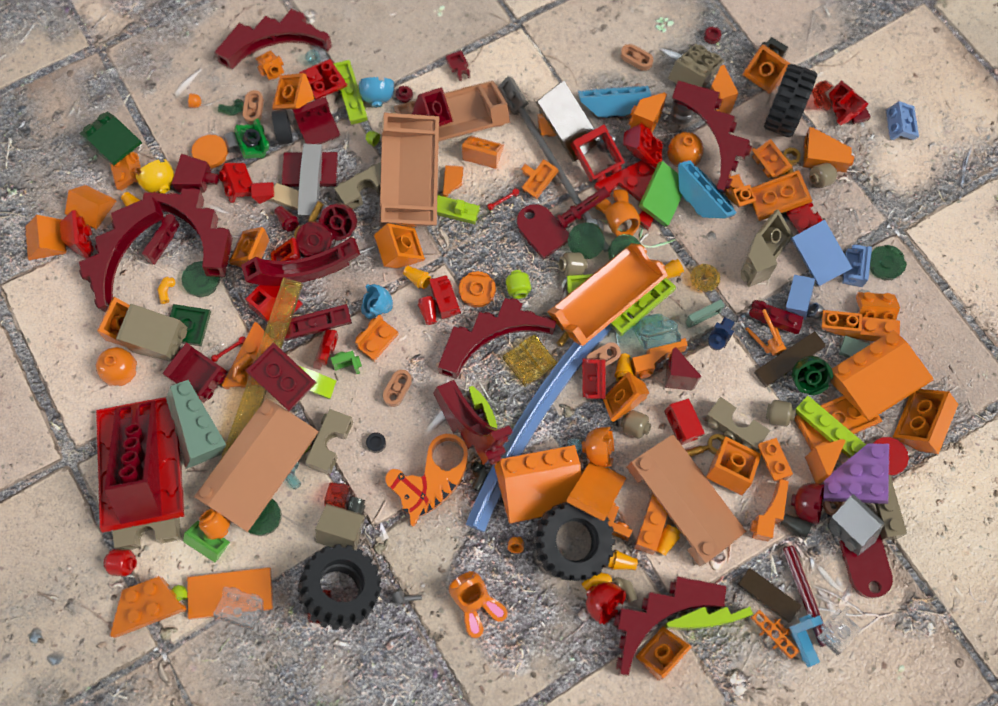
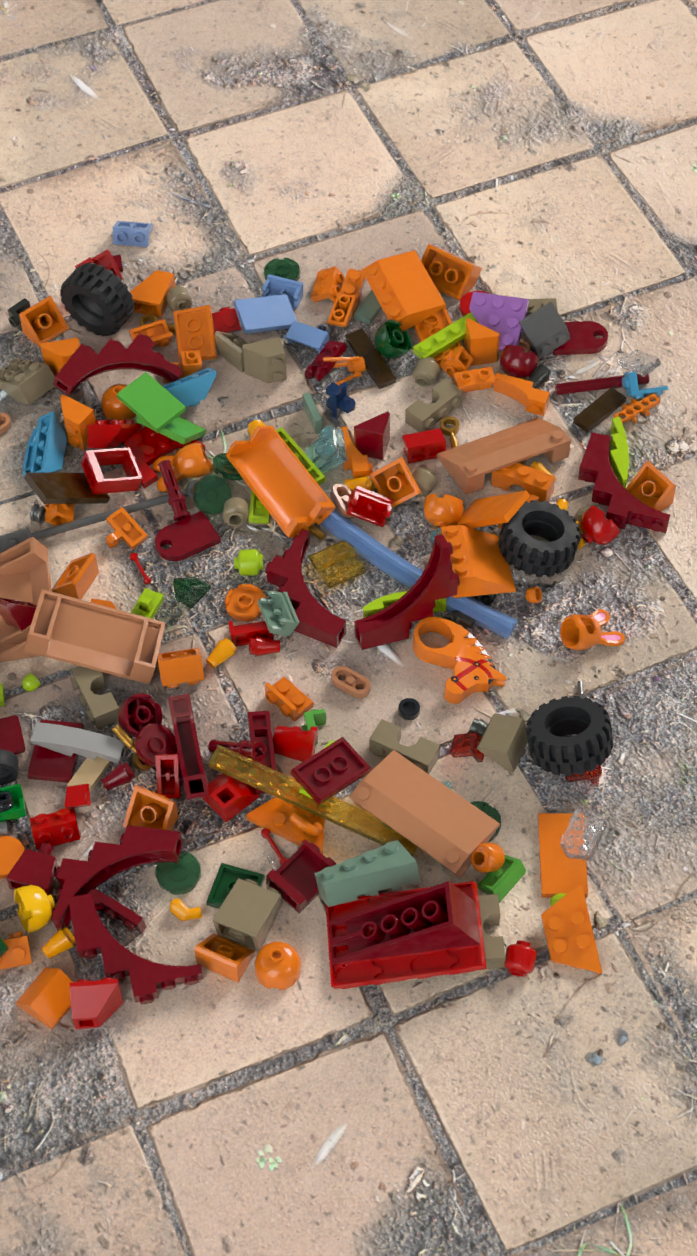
camera: 80 degrees left, 15 degrees down
(44, 237) = (83, 1052): orange slope -> none
(306, 305) = (243, 748): none -> dark red pin
(376, 301) = (246, 684): dark azure hair -> none
(455, 313) = (278, 613): none -> sand green hinge
(482, 241) = (189, 590): none -> clear green slope
(674, 167) = (151, 402): none -> bright green tile
(710, 272) = (265, 406): clear yellow gear -> none
(734, 466) = (476, 412): orange slope -> none
(797, 439) = (455, 360): none -> orange brick

